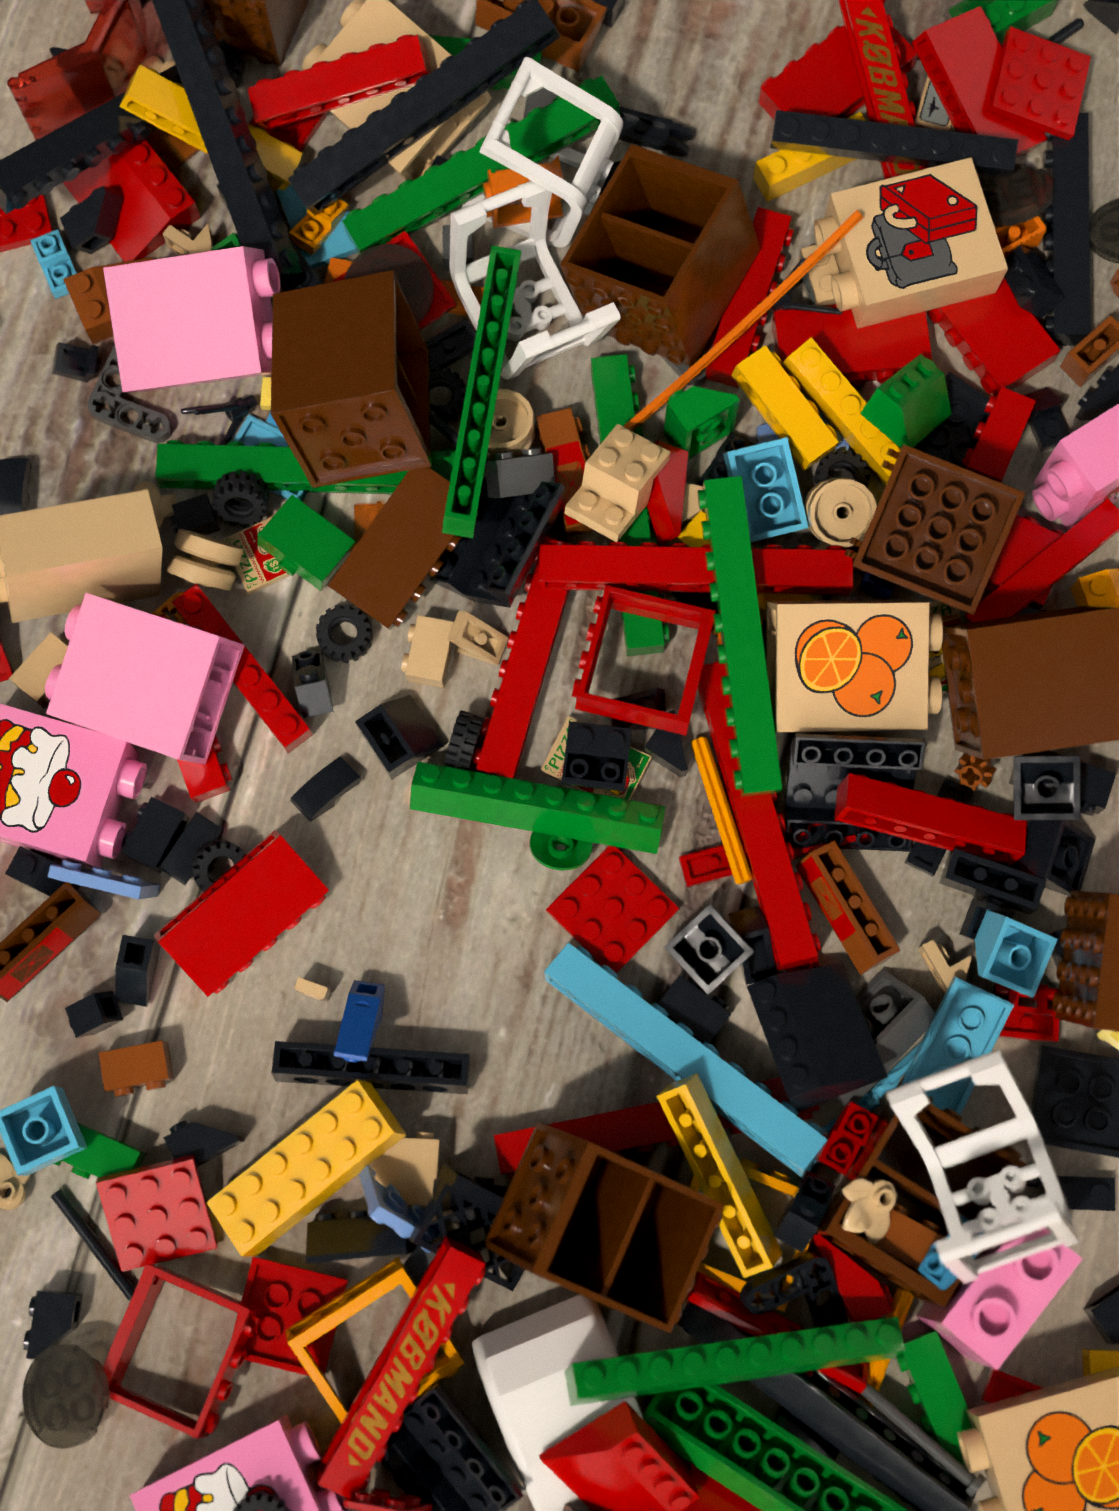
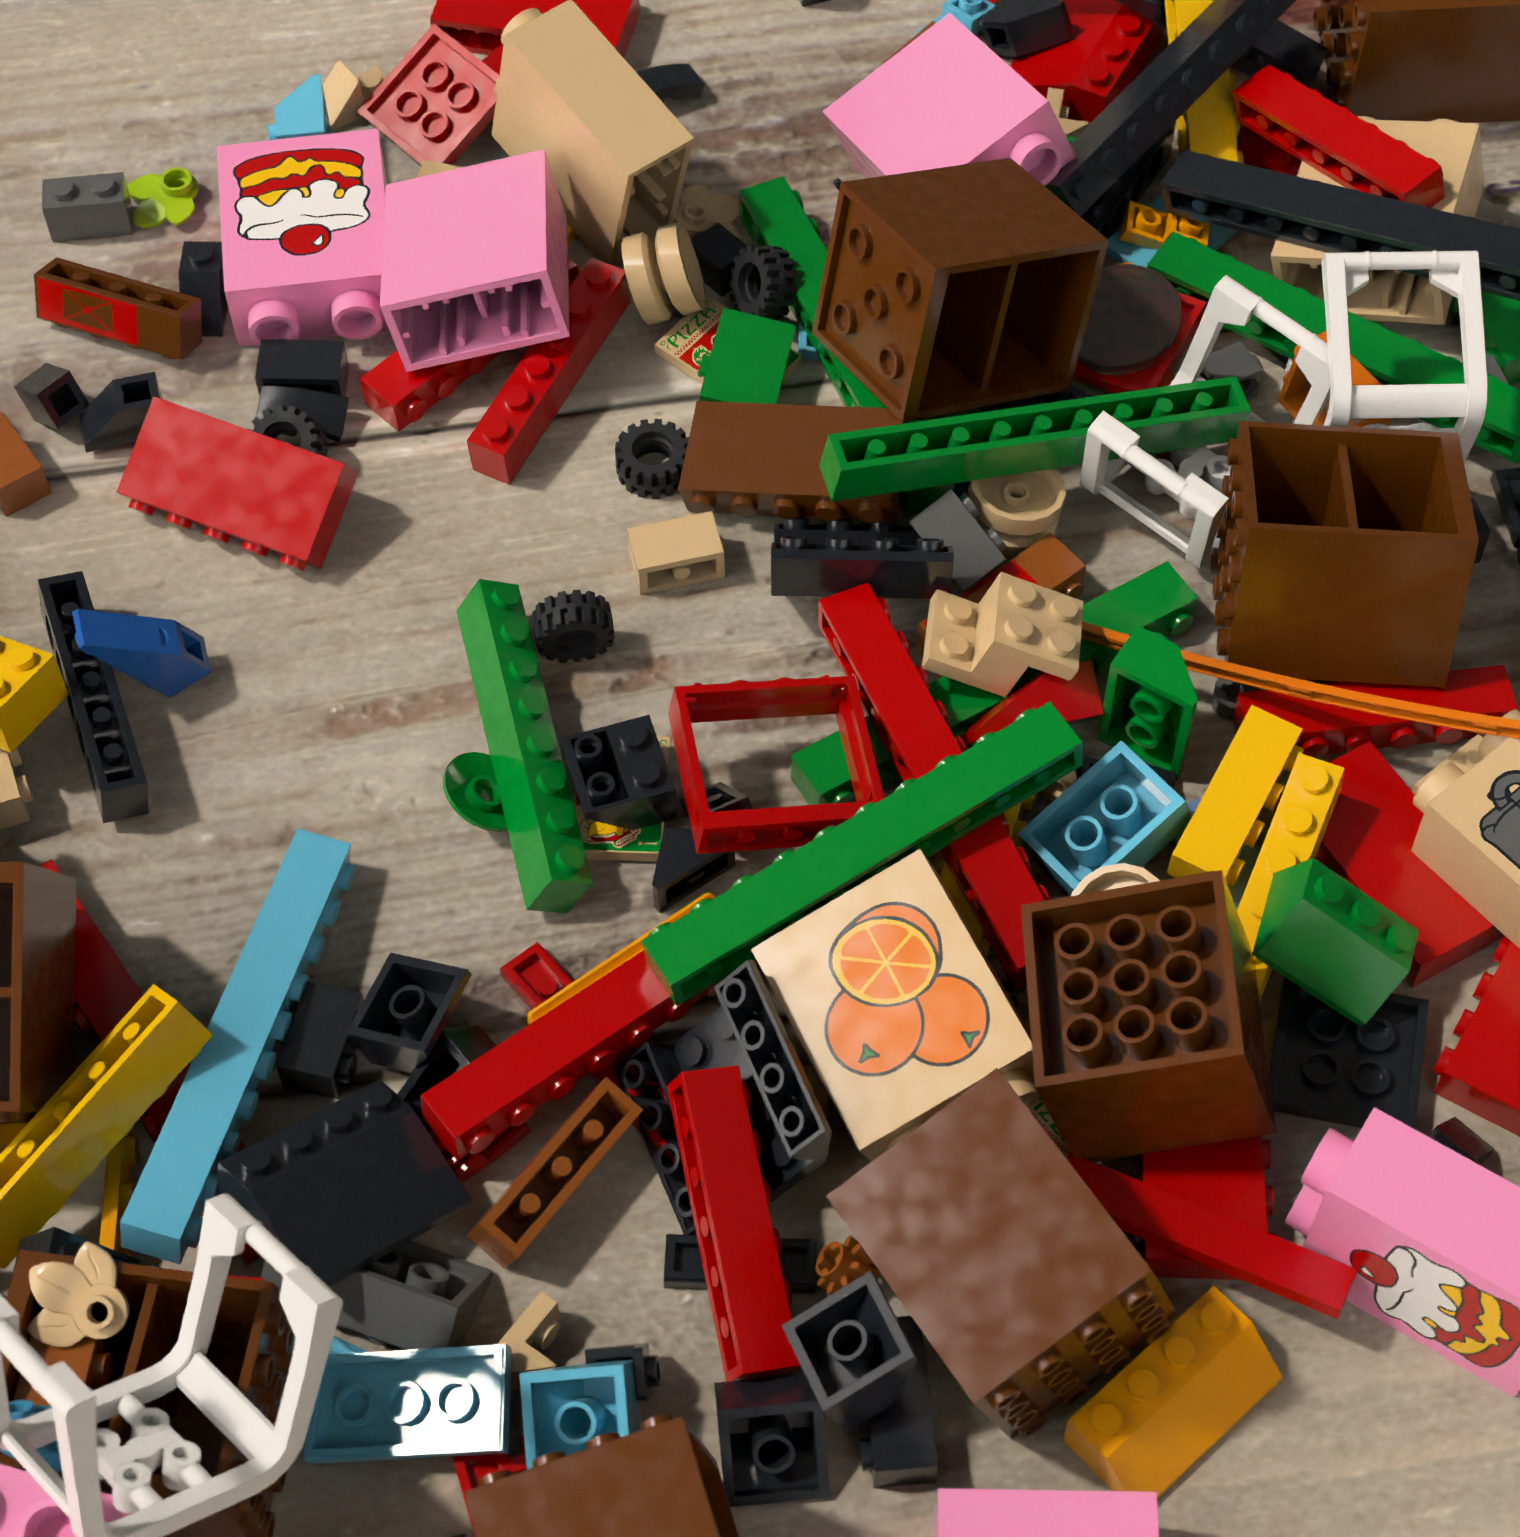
camera: 65 degrees right, 20 degrees down
(76, 362) = (841, 74): black bracket -> none
(103, 880) = (215, 338): medium blue wing -> none
(115, 397) = (823, 140): dark grey beam -> none
(312, 683) = (568, 448): black slope -> none
(312, 989) = (173, 596): tan tile -> none
(324, 788) = (448, 515): black slope -> none
(398, 735) = (545, 552): black slope -> none
(477, 638) = (719, 591): tan slope -> none
(522, 678) = (647, 668): red brick -> none
(612, 909) = (427, 893): red plate -> none
(786, 303) = (1388, 738): black plant -> none
(993, 880) = (685, 1349): black brick -> none
(999, 434) = (1344, 1090): red brick -> none

